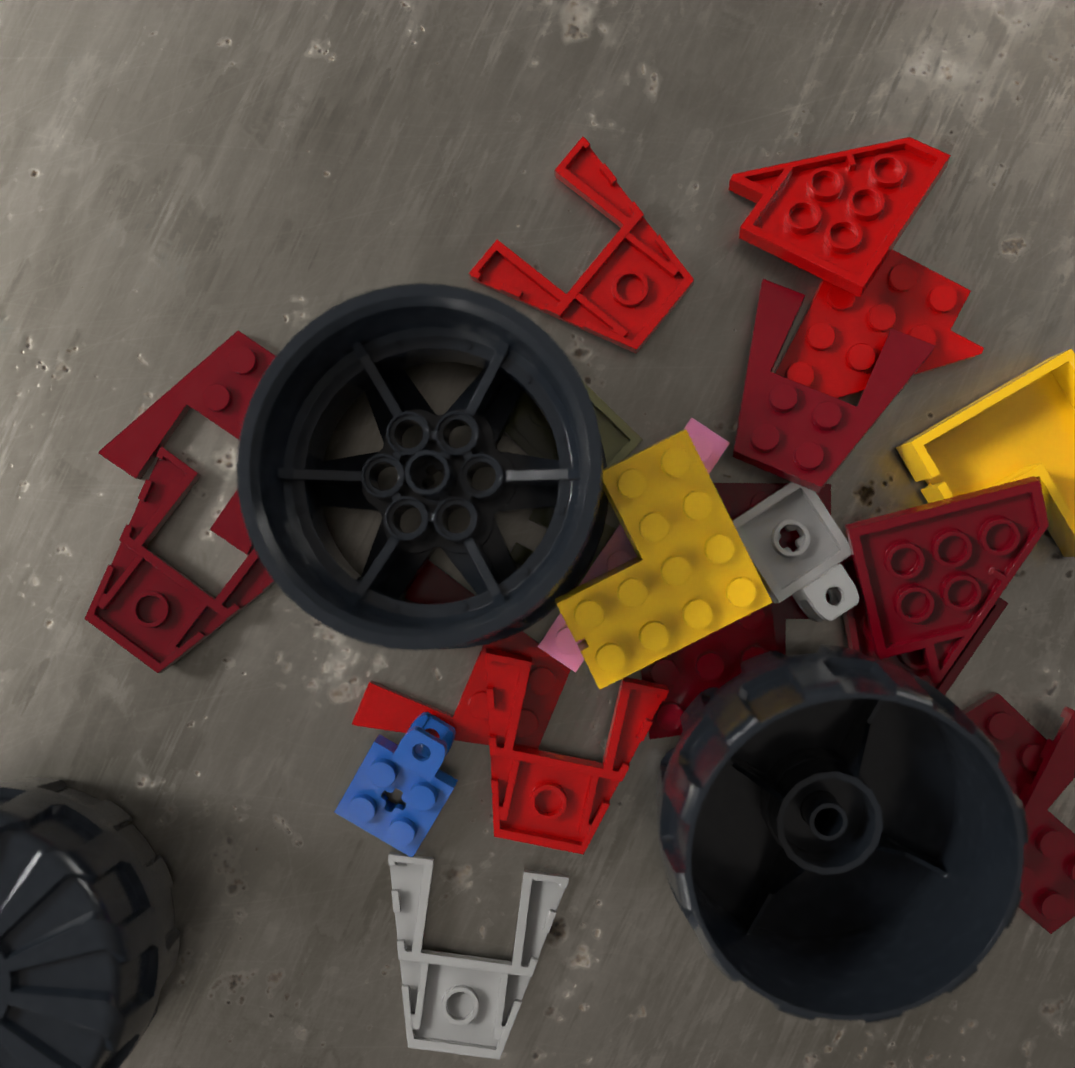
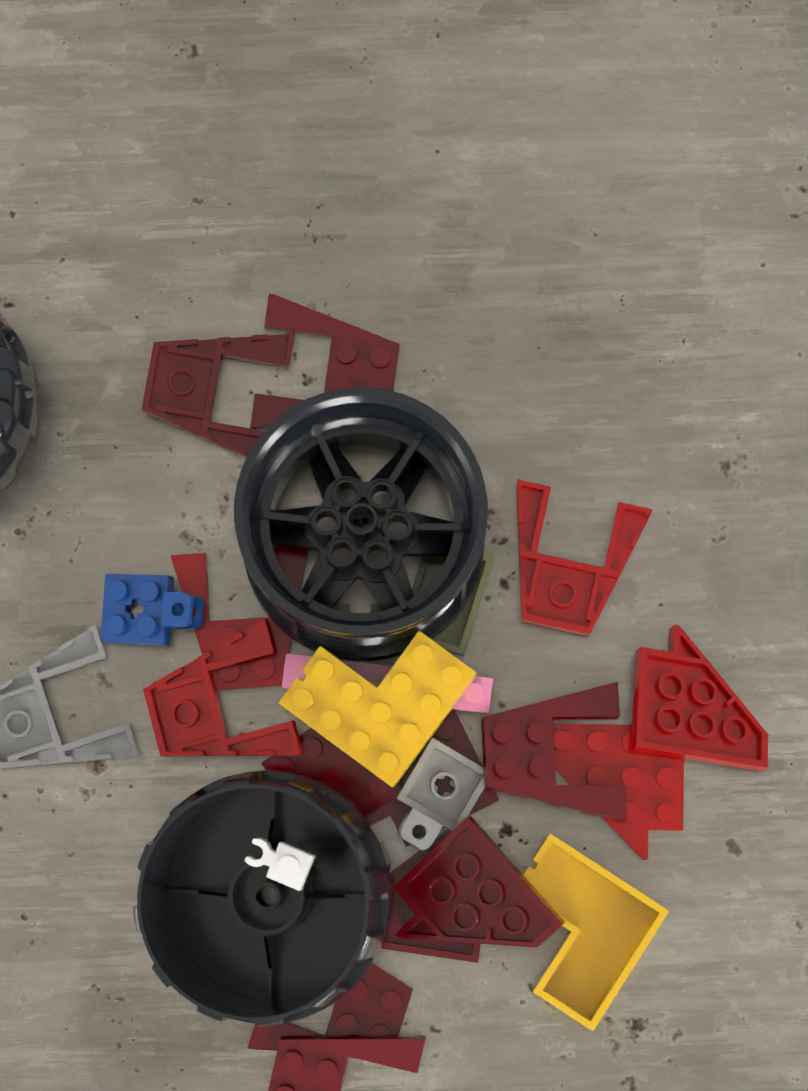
camera: 70 degrees right, 5 degrees down
(833, 792) = (286, 864): none -> white plate

